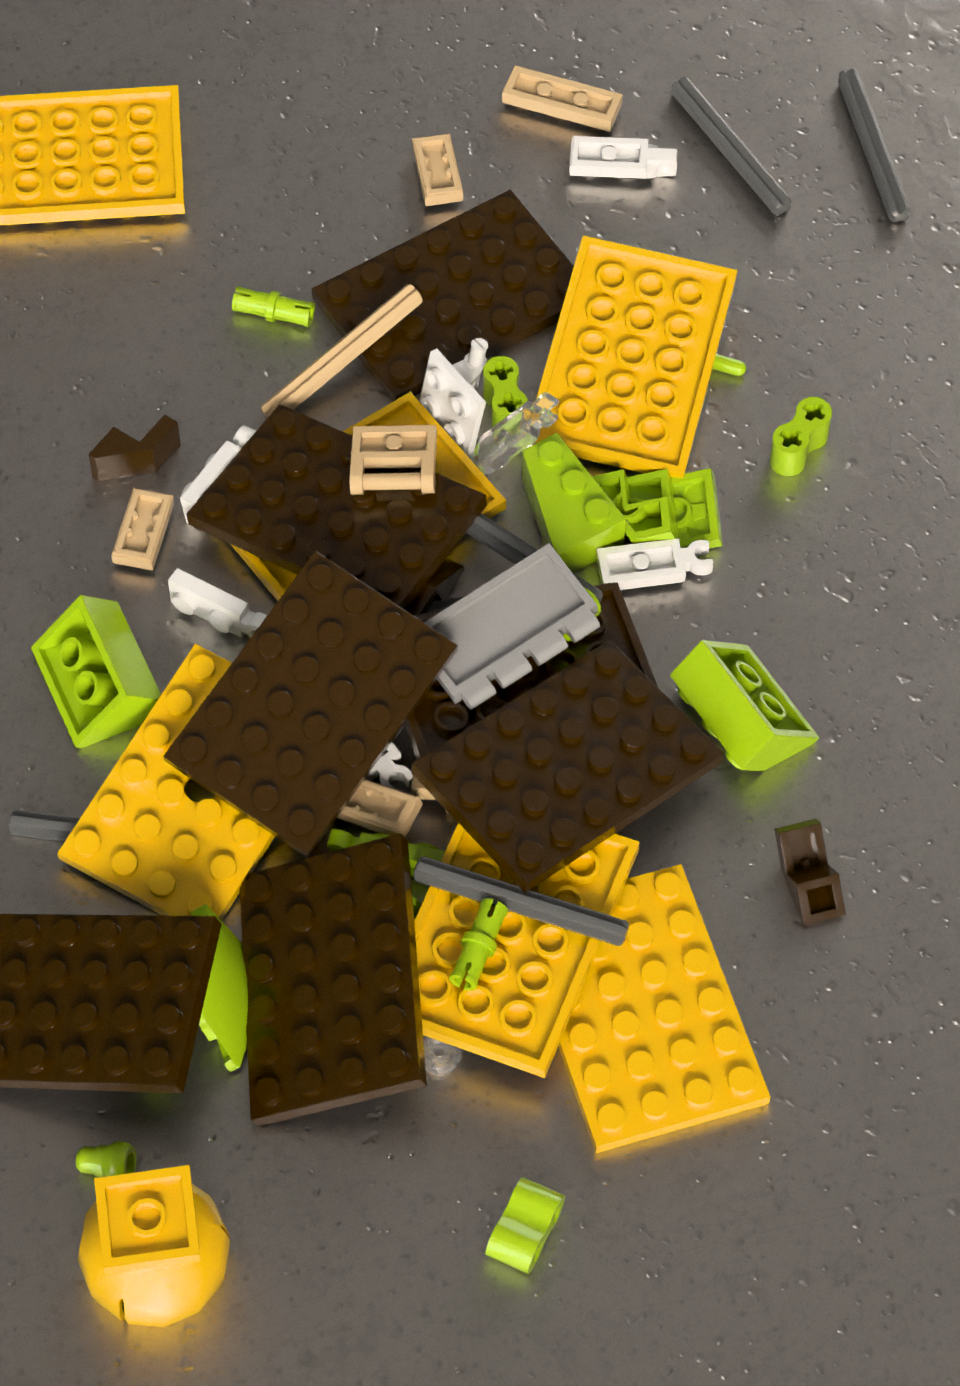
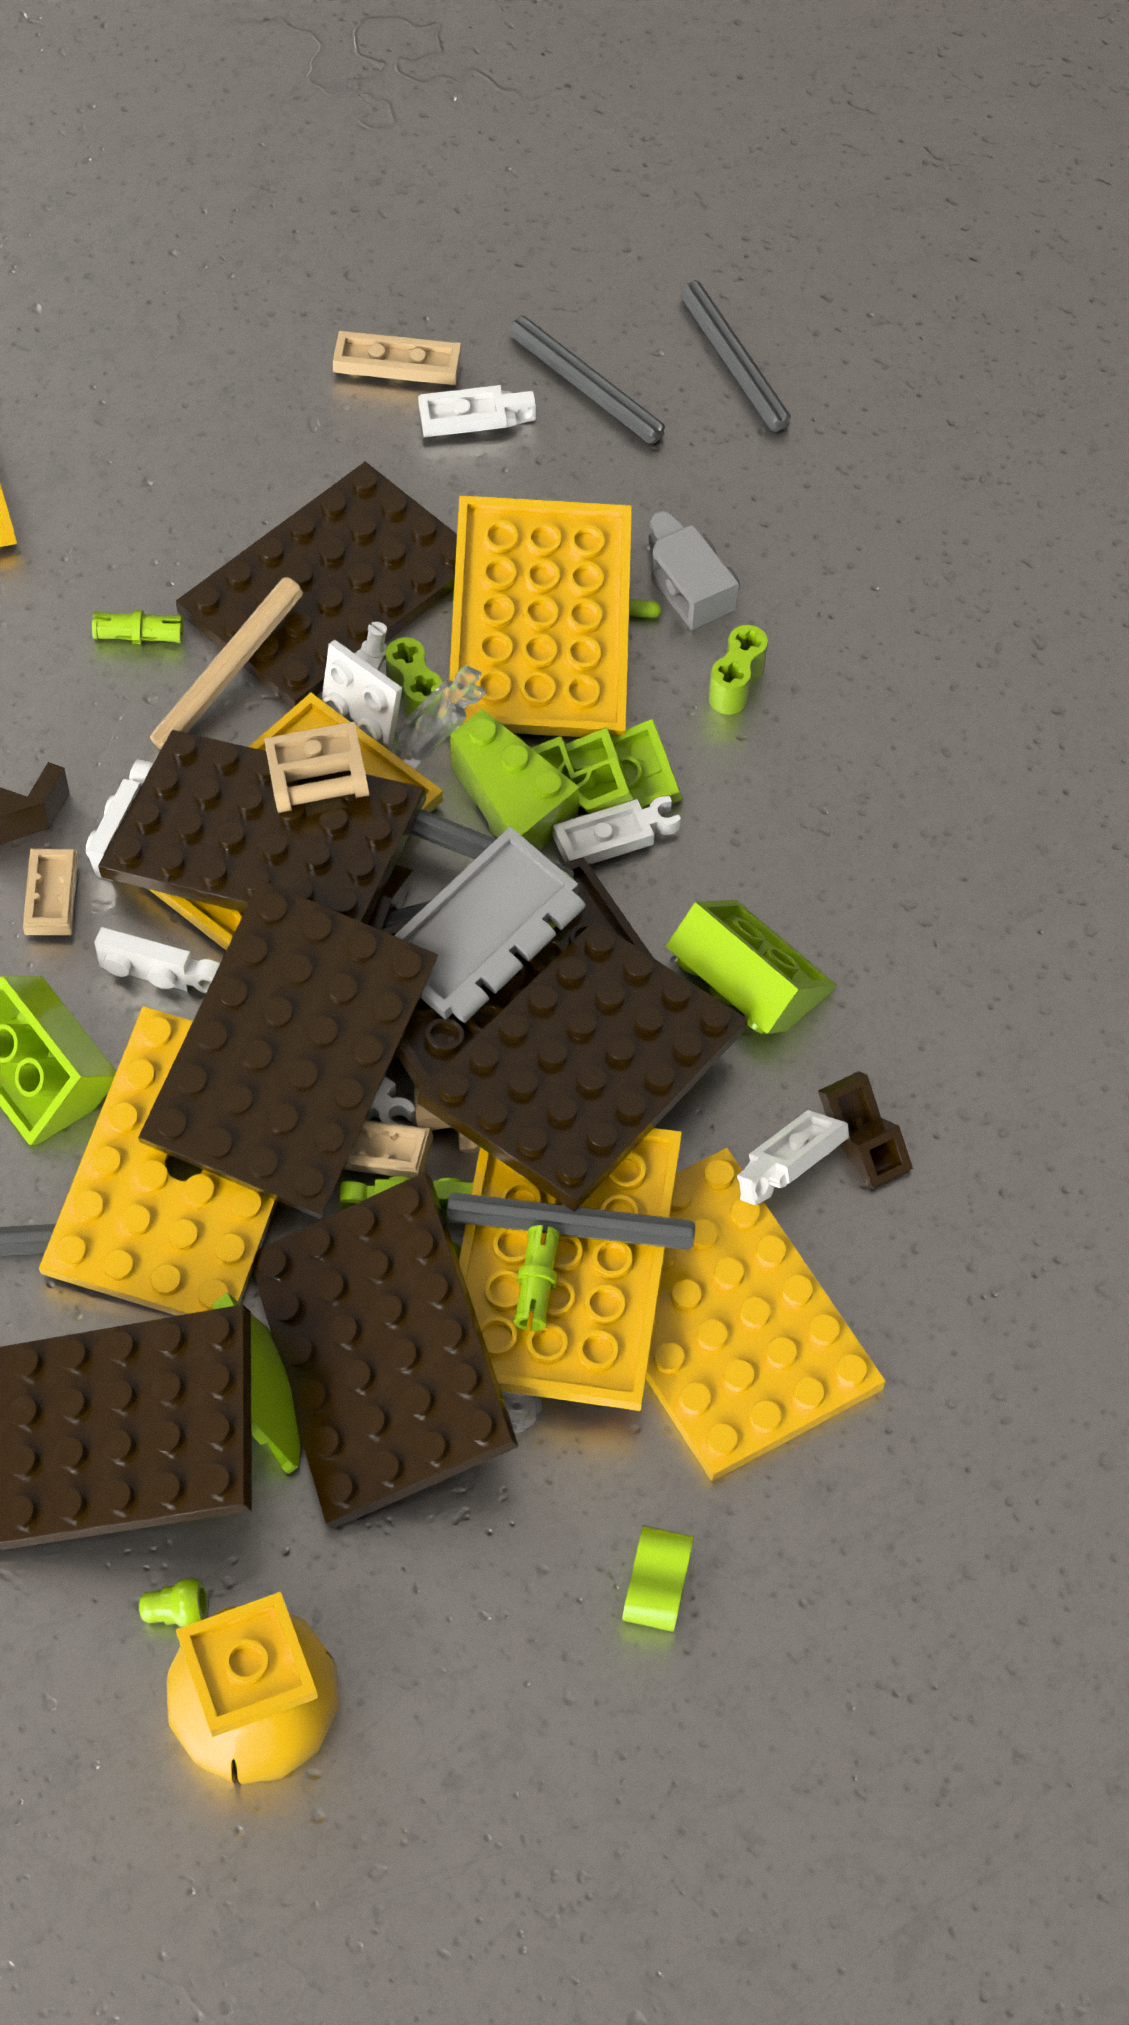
camera: 15 degrees left, 0 degrees up
(437, 169) = (281, 453): tan plate -> none
(734, 880) = (790, 1154): none -> white hinge
(780, 339) = (690, 572): none -> light grey hinge

